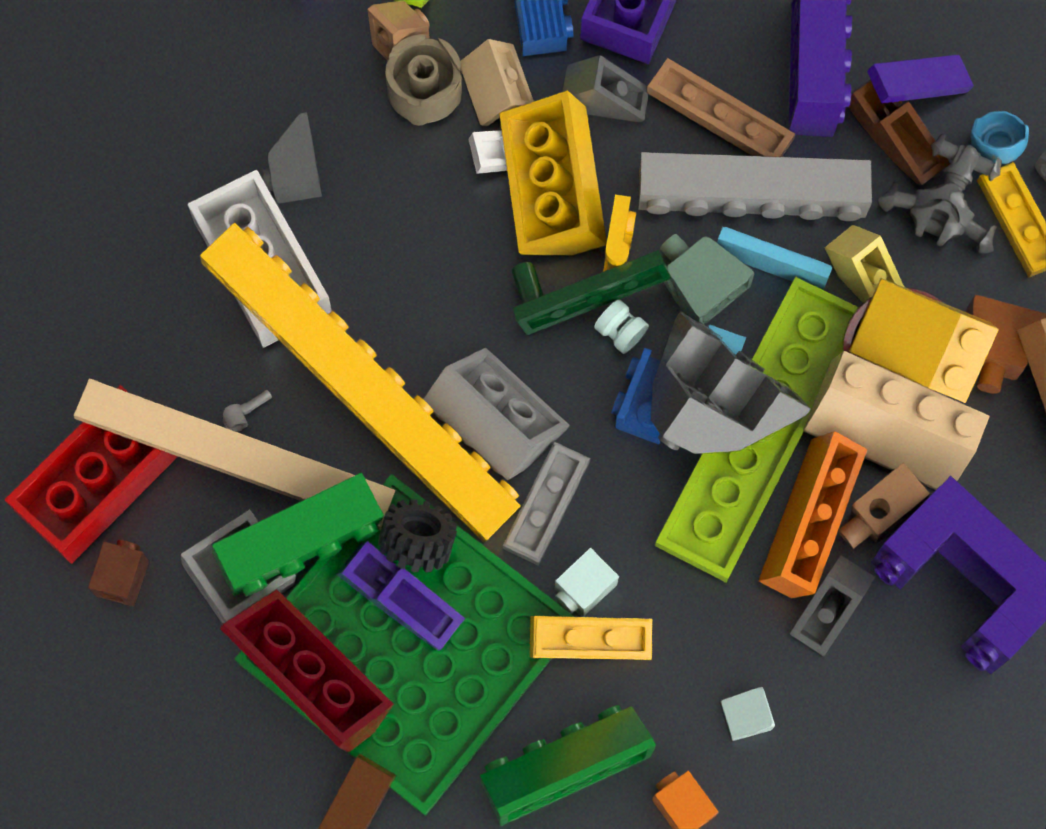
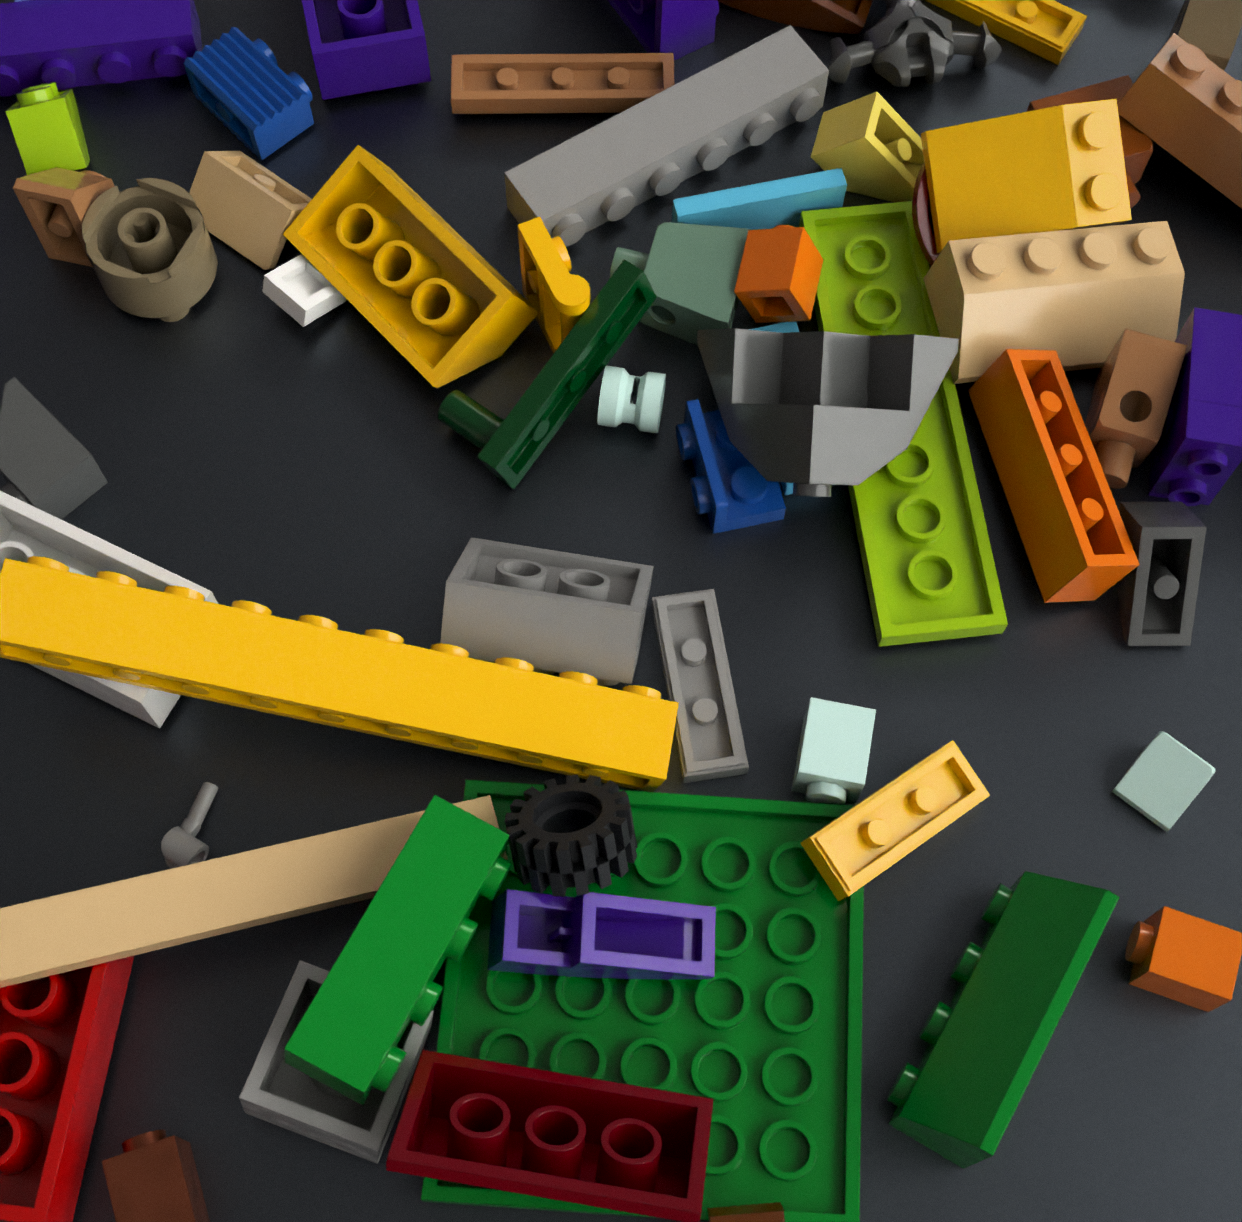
camera: 35 degrees left, 5 degrees down
(606, 89) = (401, 130): dark grey slope -> none
(750, 307) = (779, 274): none -> orange brick

